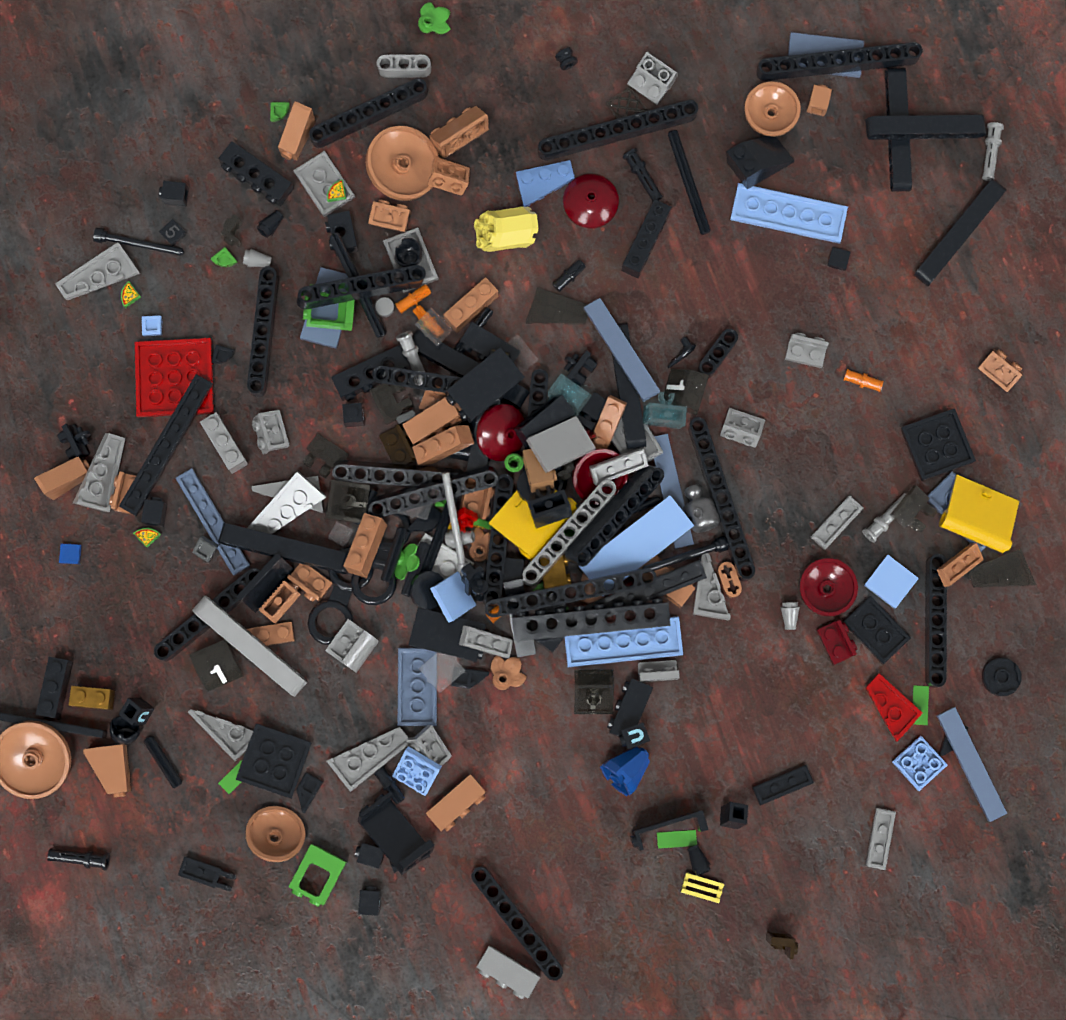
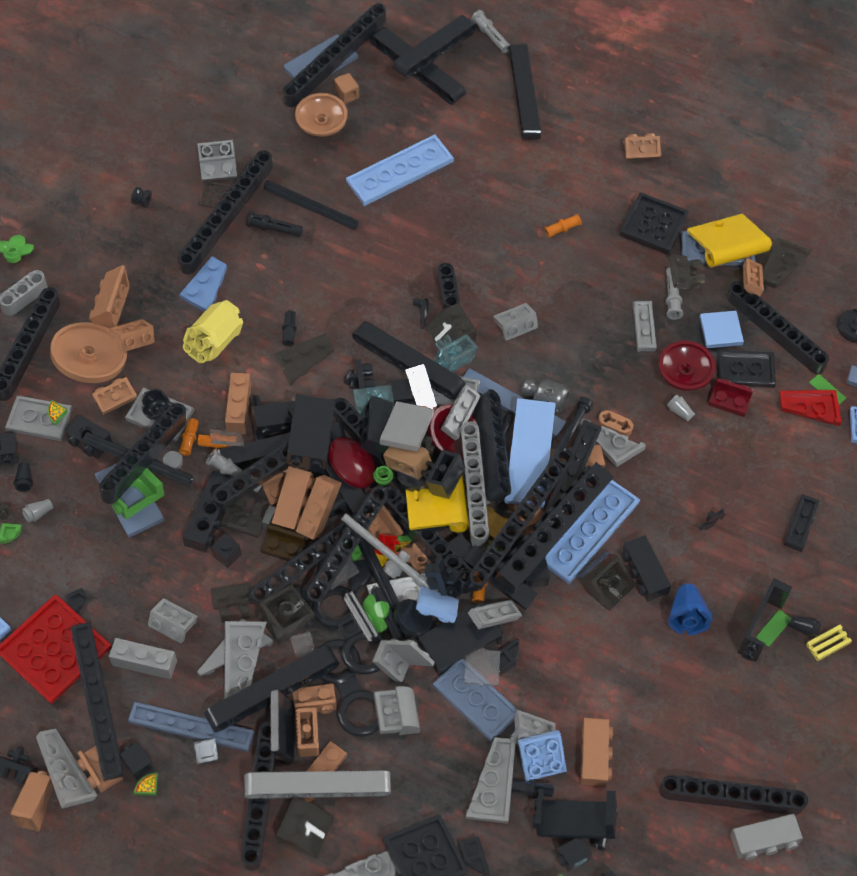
camera: 45 degrees left, 20 degrees down
(70, 554) = (95, 858): blue tile -> none
(259, 323) = (97, 562): black beam -> none
(365, 545) = (333, 627): nougat brick -> none
(385, 611) = (396, 656): none -> light grey bracket
(509, 670) = (530, 624): nougat plate -> none
(589, 212) = (253, 278): dark red dish -> none
(621, 349) = (380, 337): sand blue tile -> none
(634, 736) = (671, 576): black brick -> none
(646, 238) = (320, 259): black brick -> none
(658, 671) = (636, 524): light grey bracket -> none
(716, 721) = (712, 519): none -> black piece
(721, 489) = (546, 369): black beam -> none
(734, 815) = (795, 569): black brick -> none
(758, 159) = (344, 154): black slope -> none
(806, 350) = (504, 238): light grey bracket -> none
(838, 258) = (463, 169): black tile -> none

